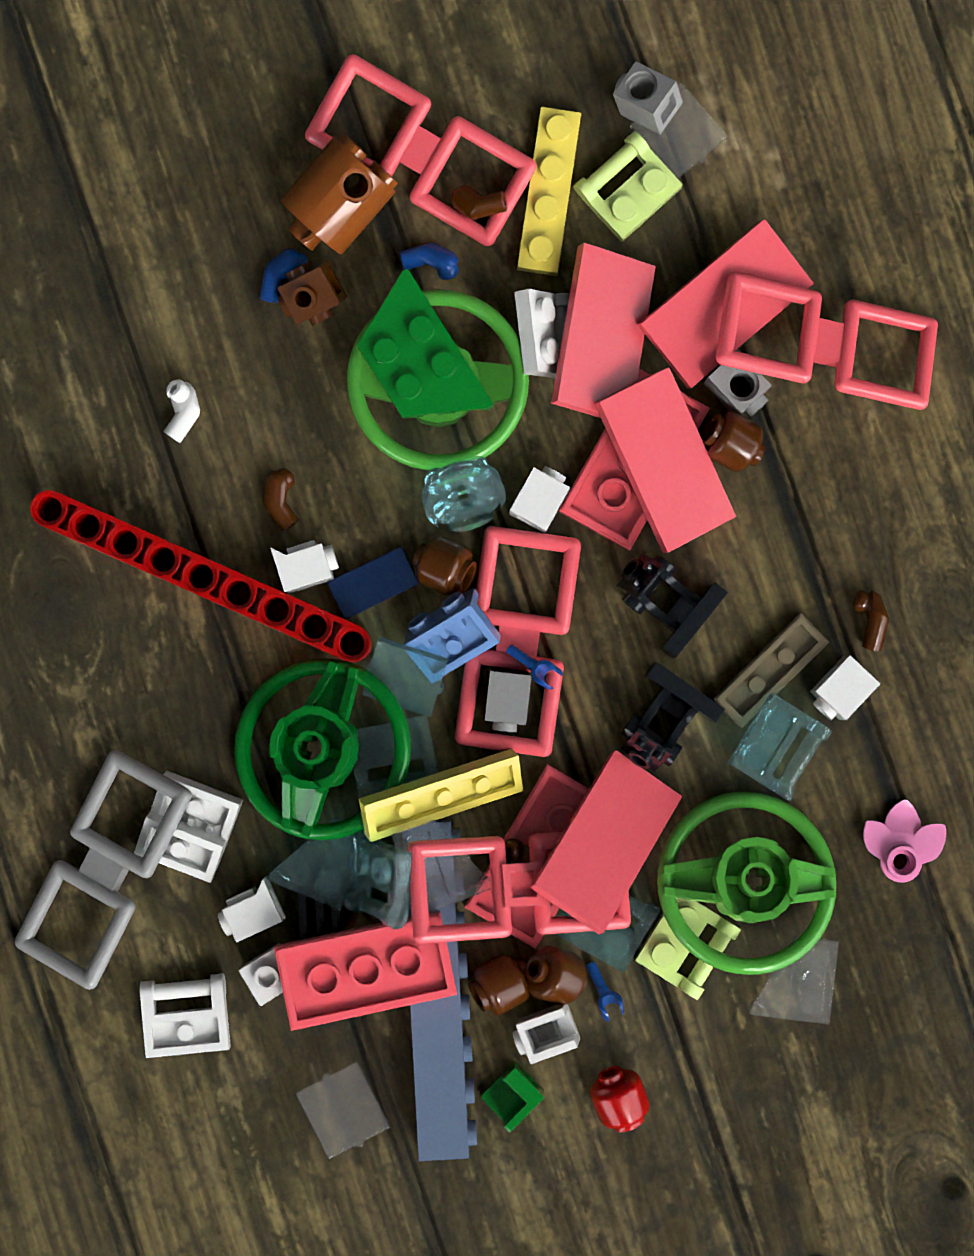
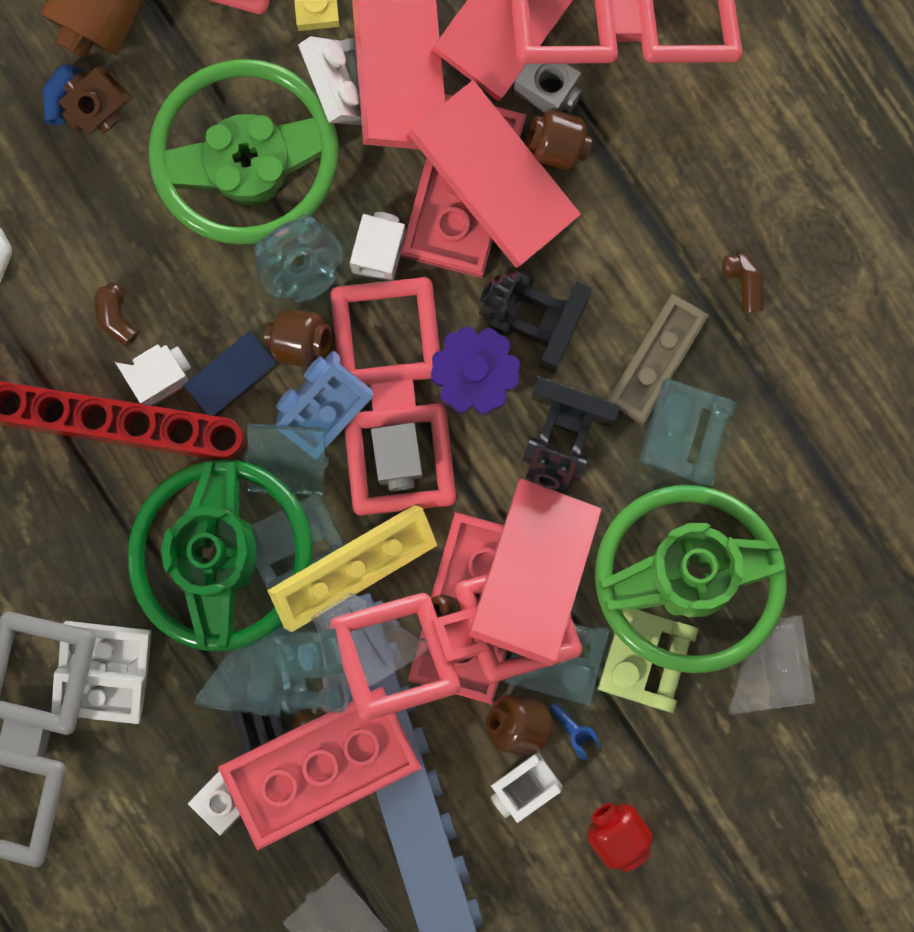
camera: 15 degrees left, 5 degrees down
(189, 1029) = (151, 883): white plate -> none
(251, 912) = (187, 742): white window -> none
(418, 357) = (217, 131): green wing -> none
(434, 256) = (208, 35): blue arm -> none
(499, 984) = (464, 750): reddish brown head -> none
(513, 1095) = (508, 863): green panel -> none
(537, 668) = (420, 414): blue hand -> none
(599, 642) = (475, 370): none -> dark purple plant
(843, 689) = (736, 357): white brick -> none
(906, 836) = (839, 490): bright pink plate -> none

